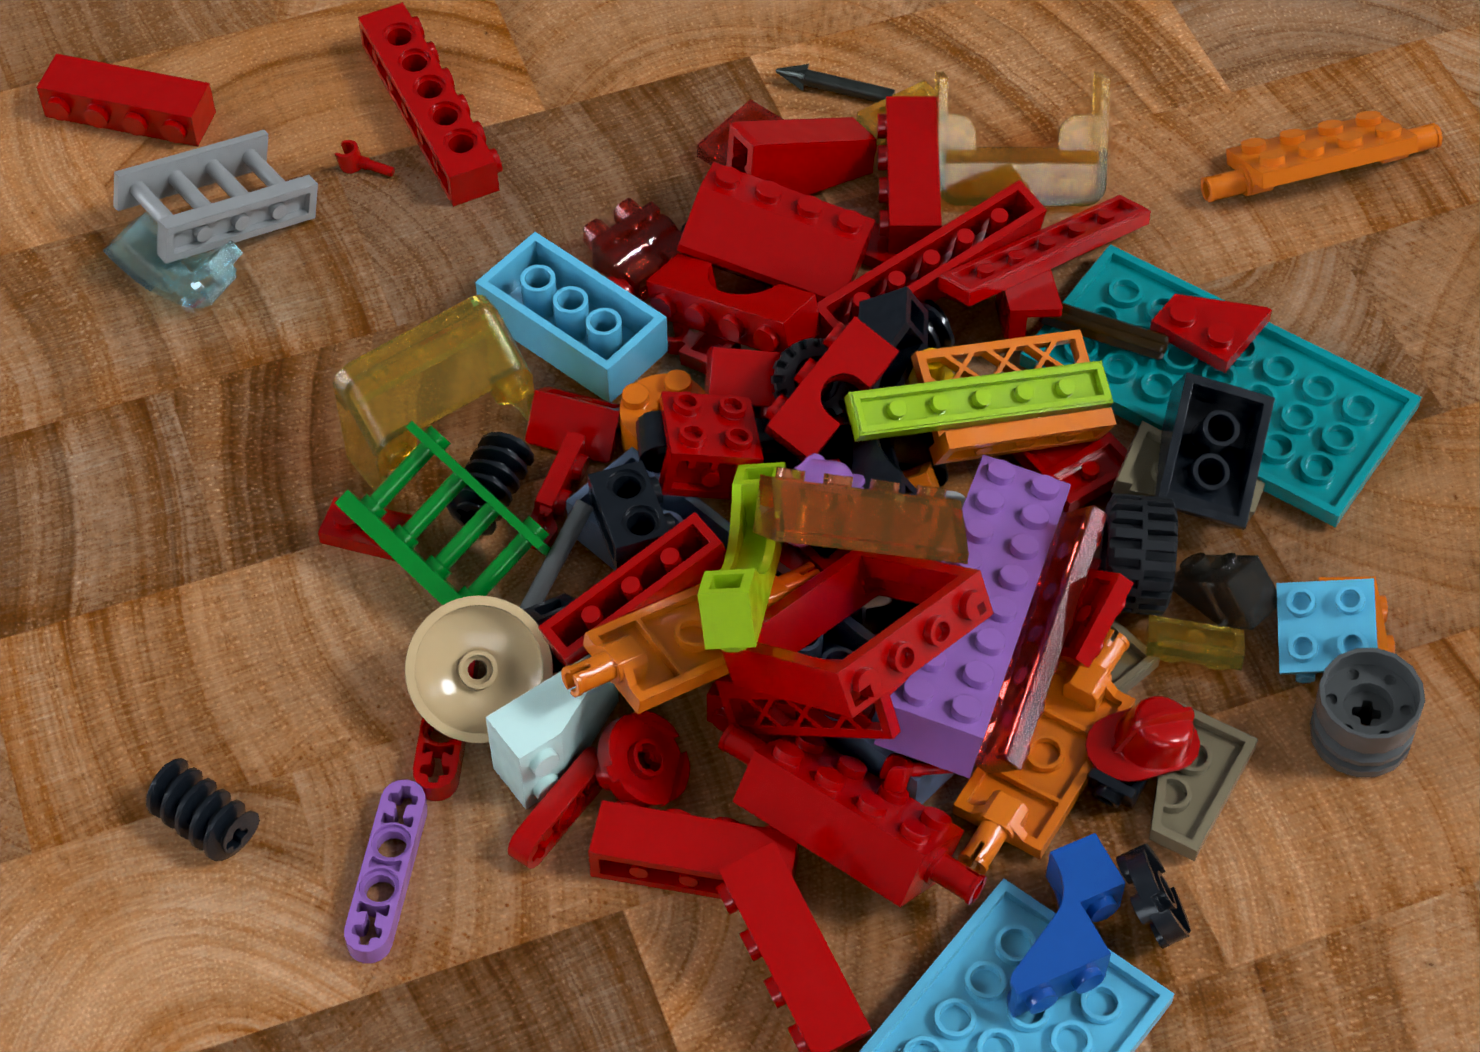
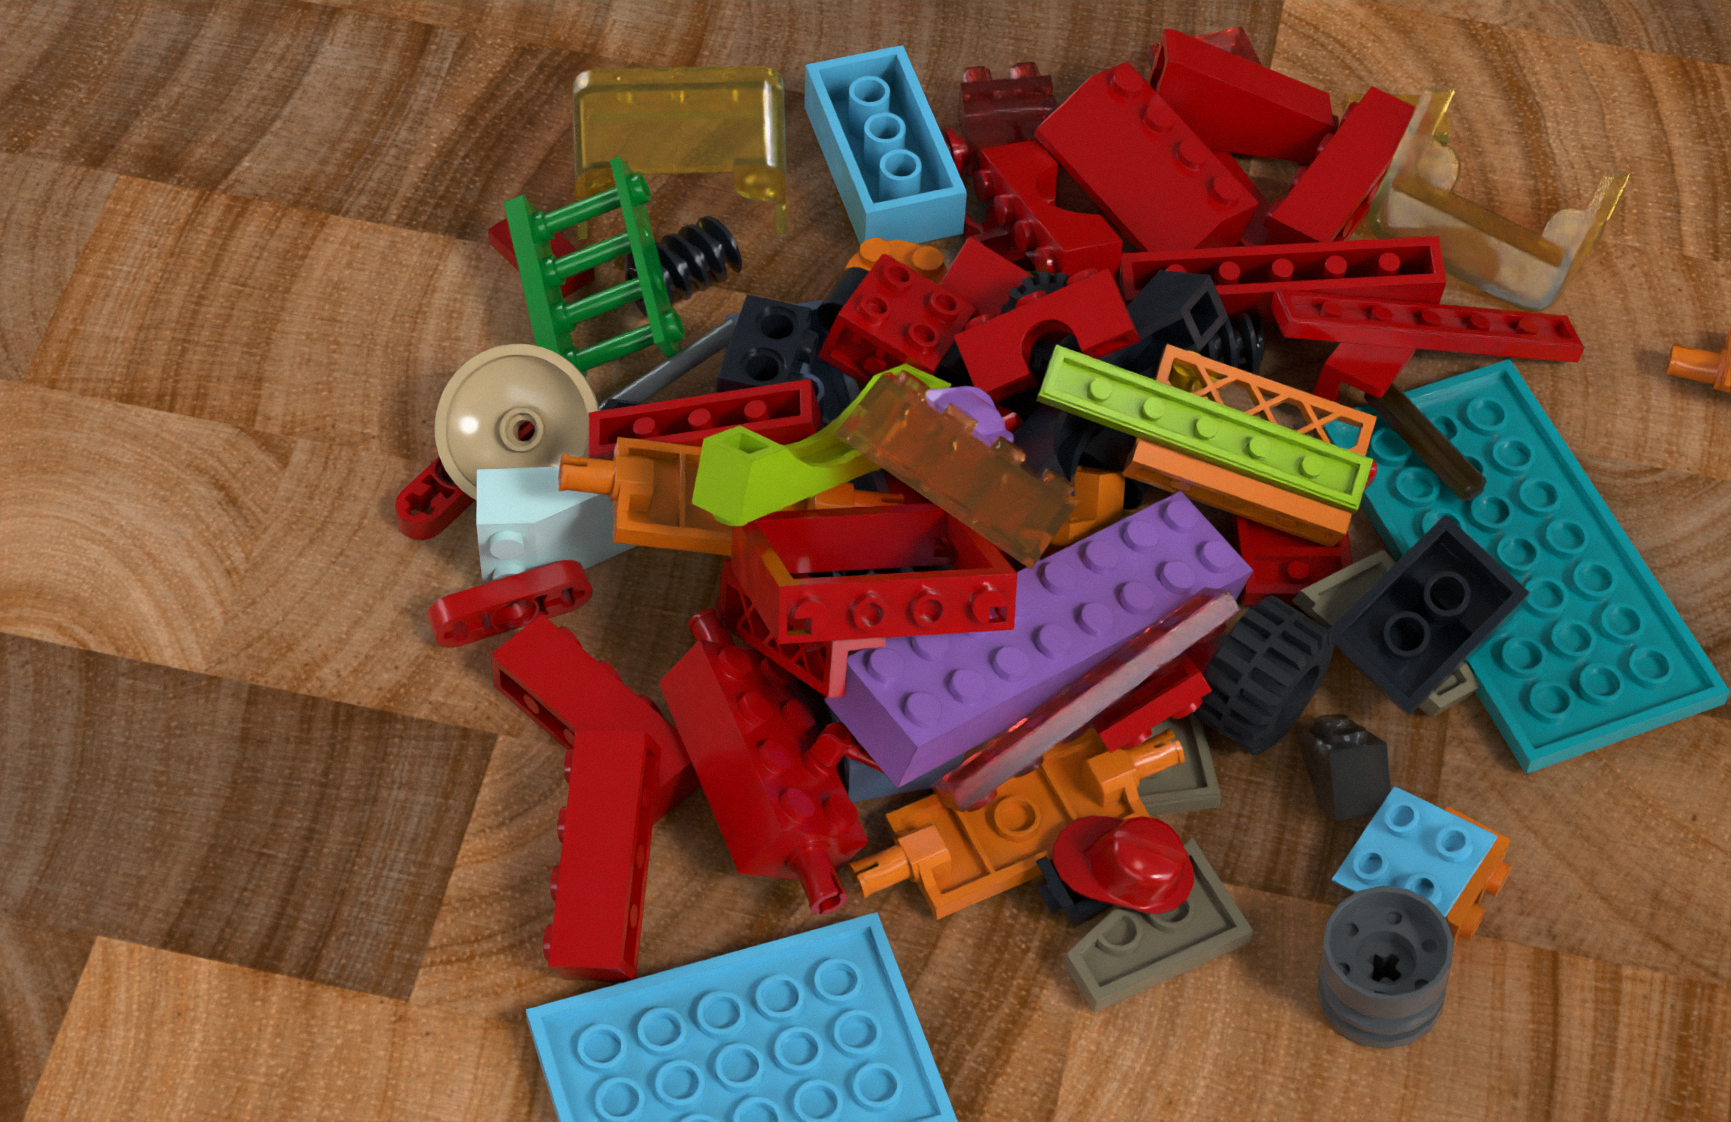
camera: 30 degrees right, 0 degrees up
(200, 811) = (182, 421): black piece -> none
(391, 870) = (302, 565): medium lavender beam -> none
(551, 499) = (776, 282): red hinge -> none
(561, 411) = (806, 249): red panel -> none
(619, 763) = (582, 600): red plate -> none
(801, 75) = (1321, 31): pearl dark grey piece -> none
(1070, 949) = (869, 1010): blue arch -> none
(1154, 899) = (1008, 1014): black plate -> none
(1195, 643) = (1267, 801): clear yellow plate -> none
(1210, 327) = (1546, 498): red wing -> none

